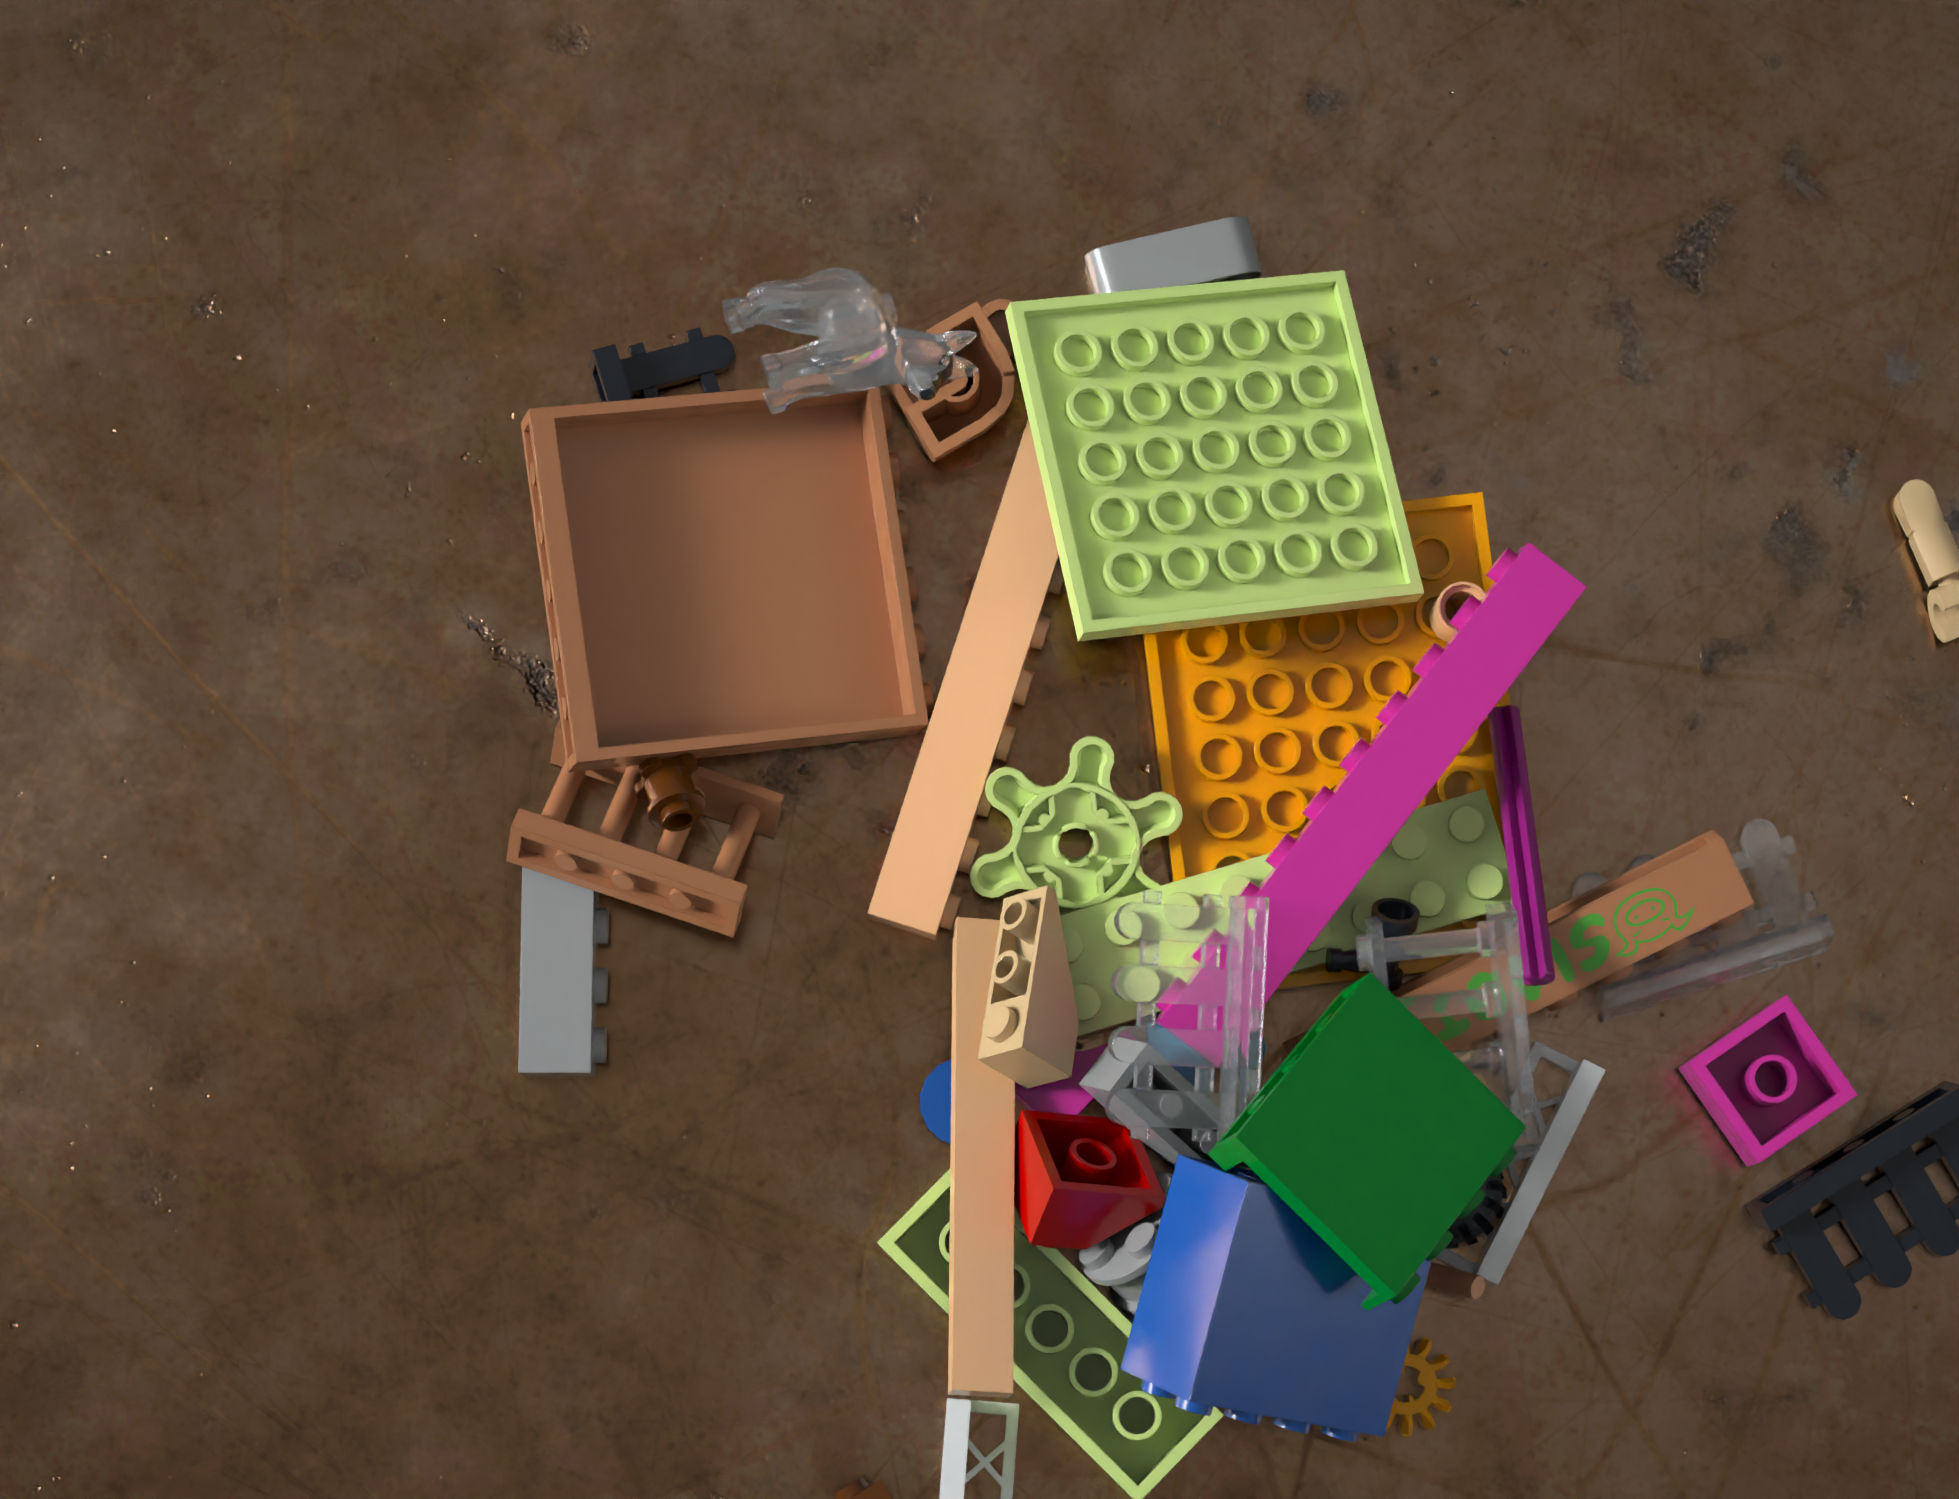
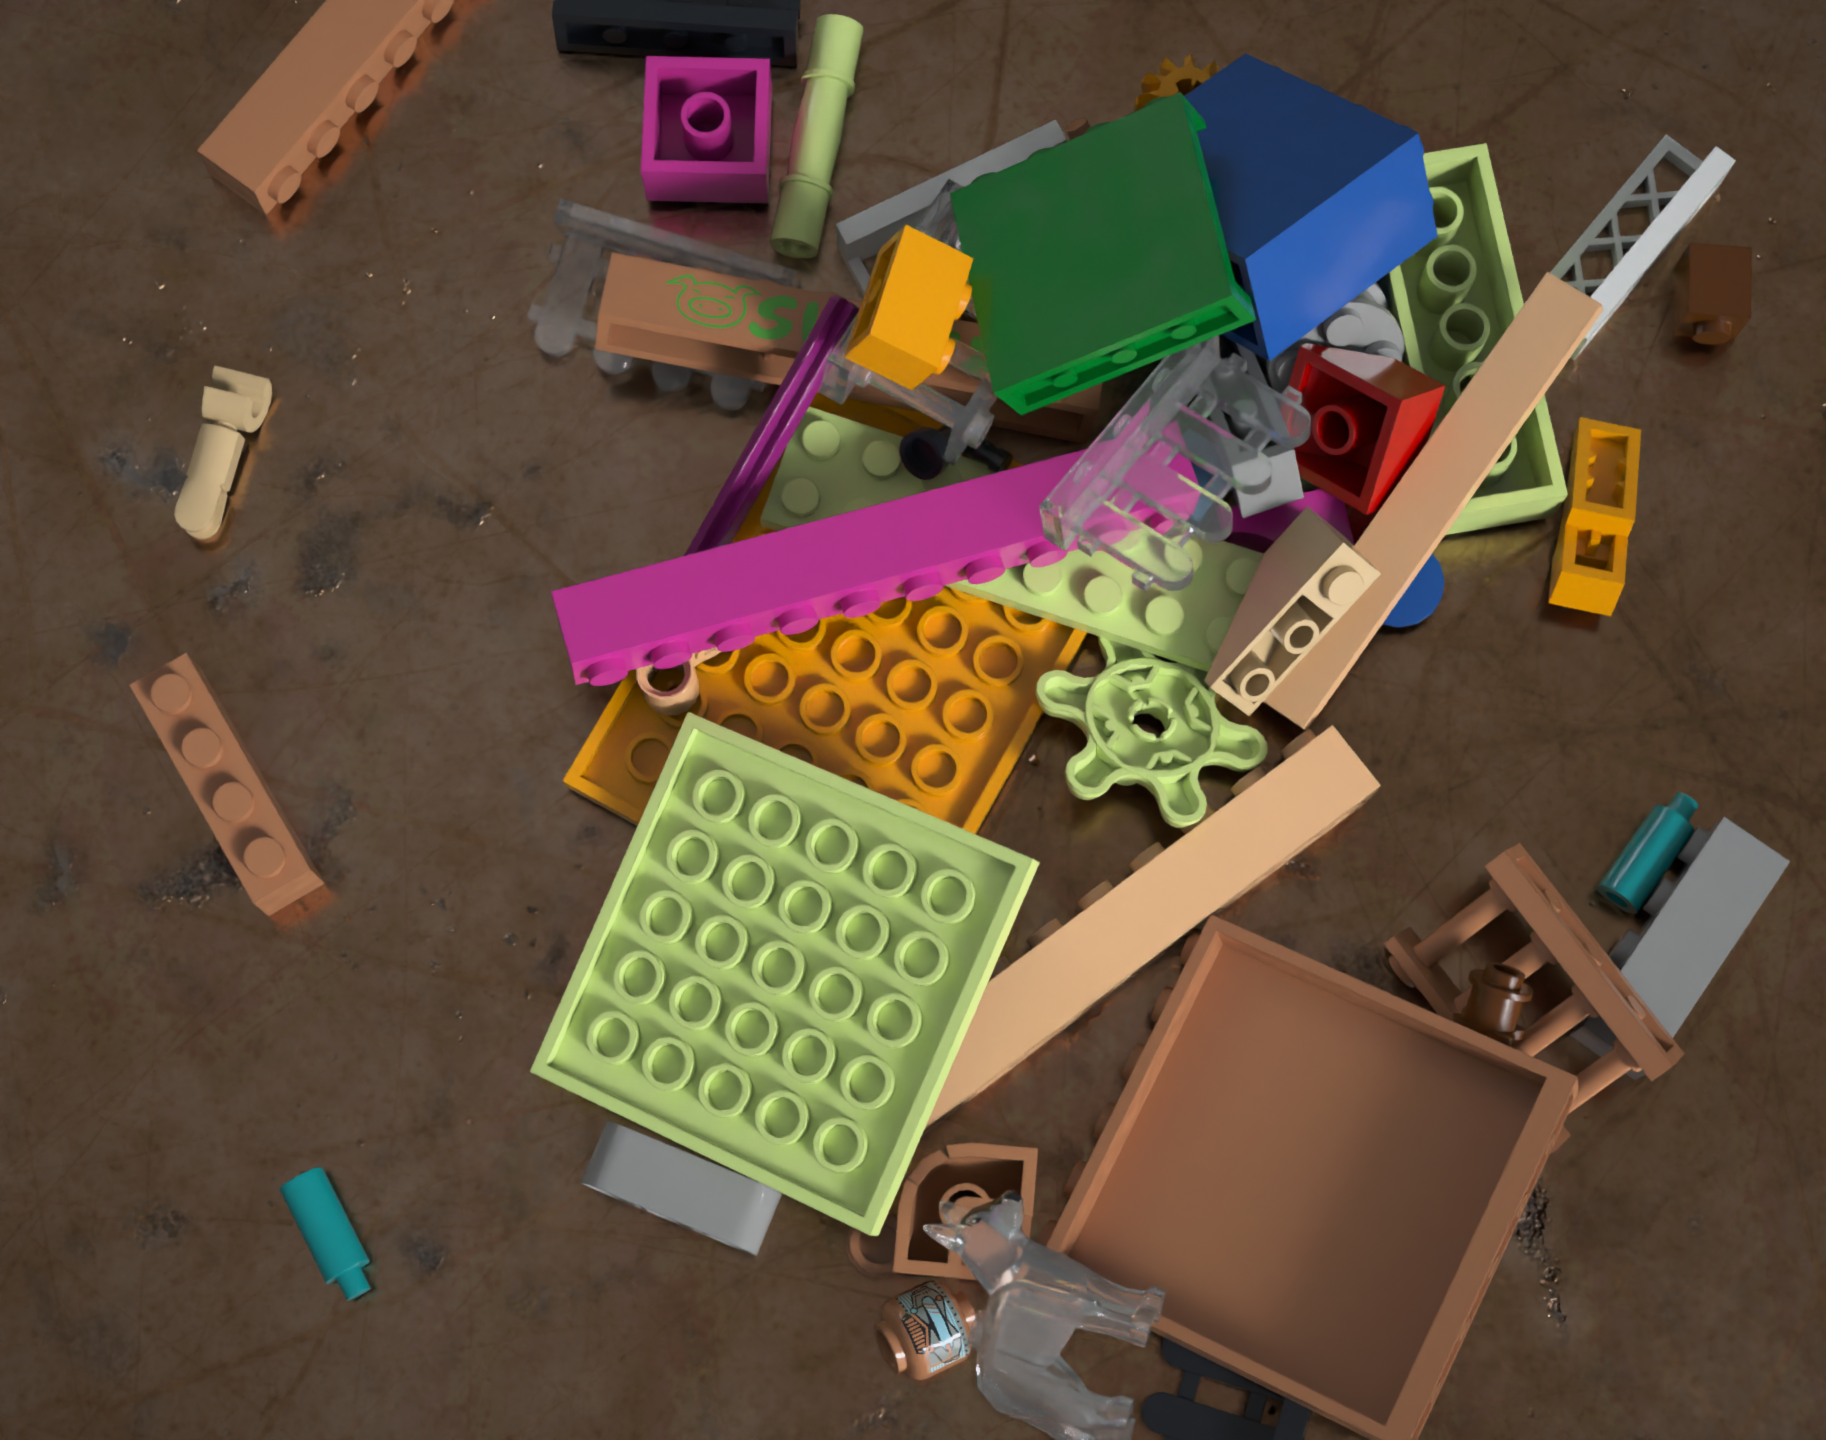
camera: 145 degrees left, 5 degrees down
(628, 1017) = (1649, 854): none -> teal cylinder
(845, 1264) = (1596, 517): none -> light orange slope
(926, 287) = (925, 1330): none -> head
(1401, 62) = (327, 1231): none -> teal cylinder
(1482, 995) = (910, 308): none -> light orange brick
(1681, 1149) = (816, 136): none -> yellowish green piece
(1726, 315) = (227, 784): none -> nougat brick

